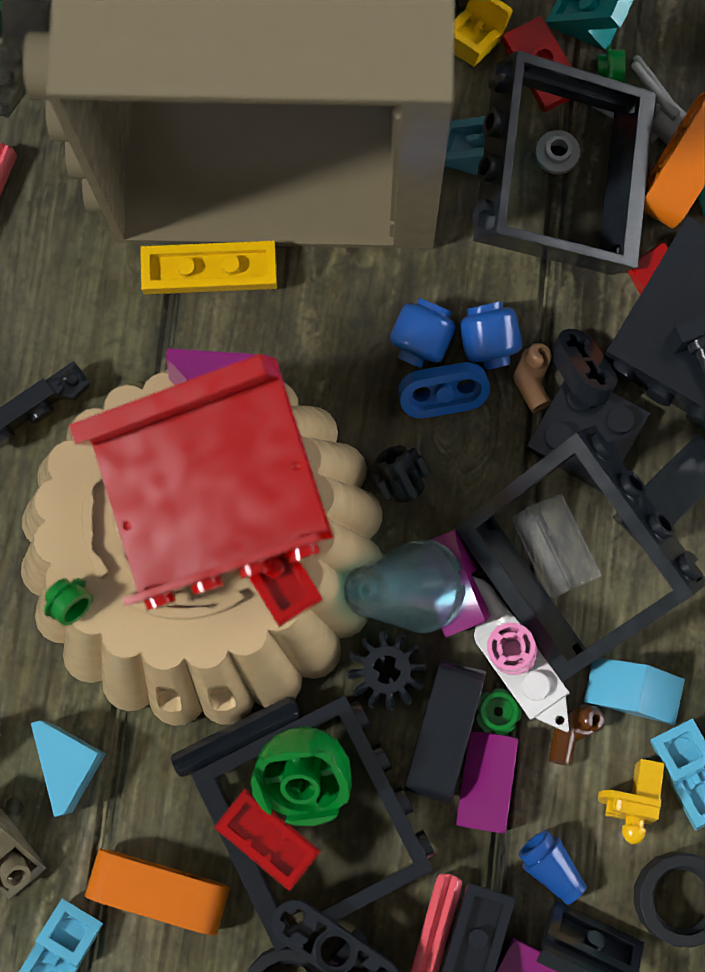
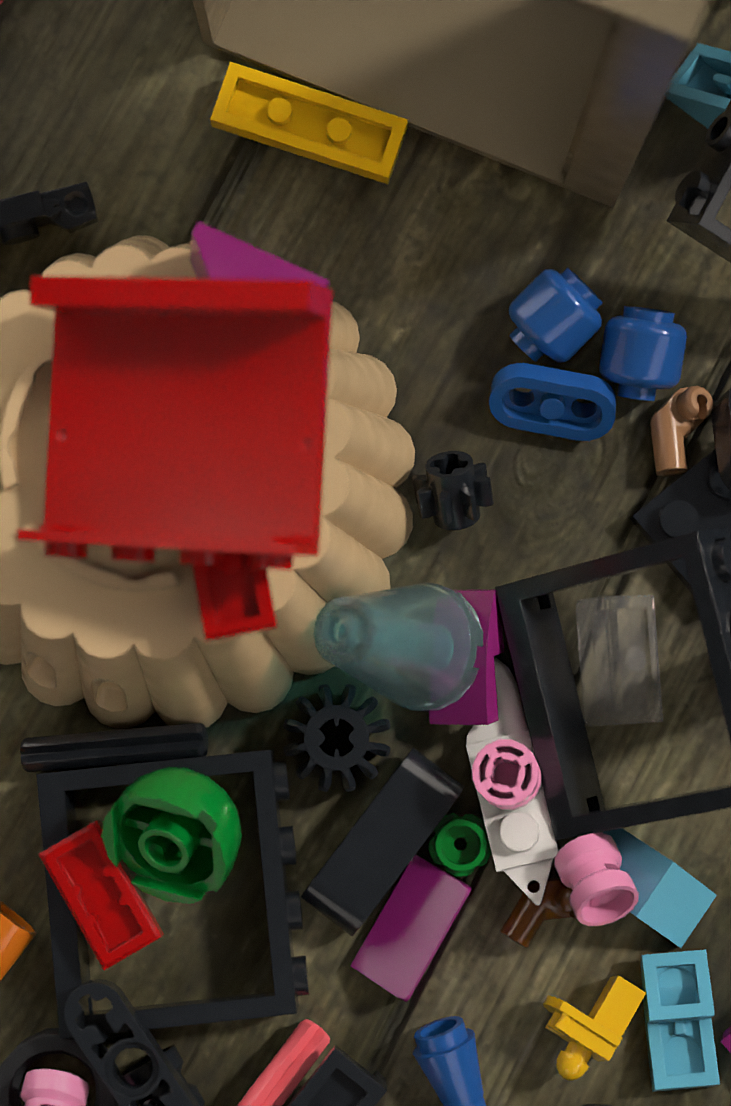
camera: 20 degrees right, 5 degrees up
(606, 702) = (594, 874): none -> bright pink wheel

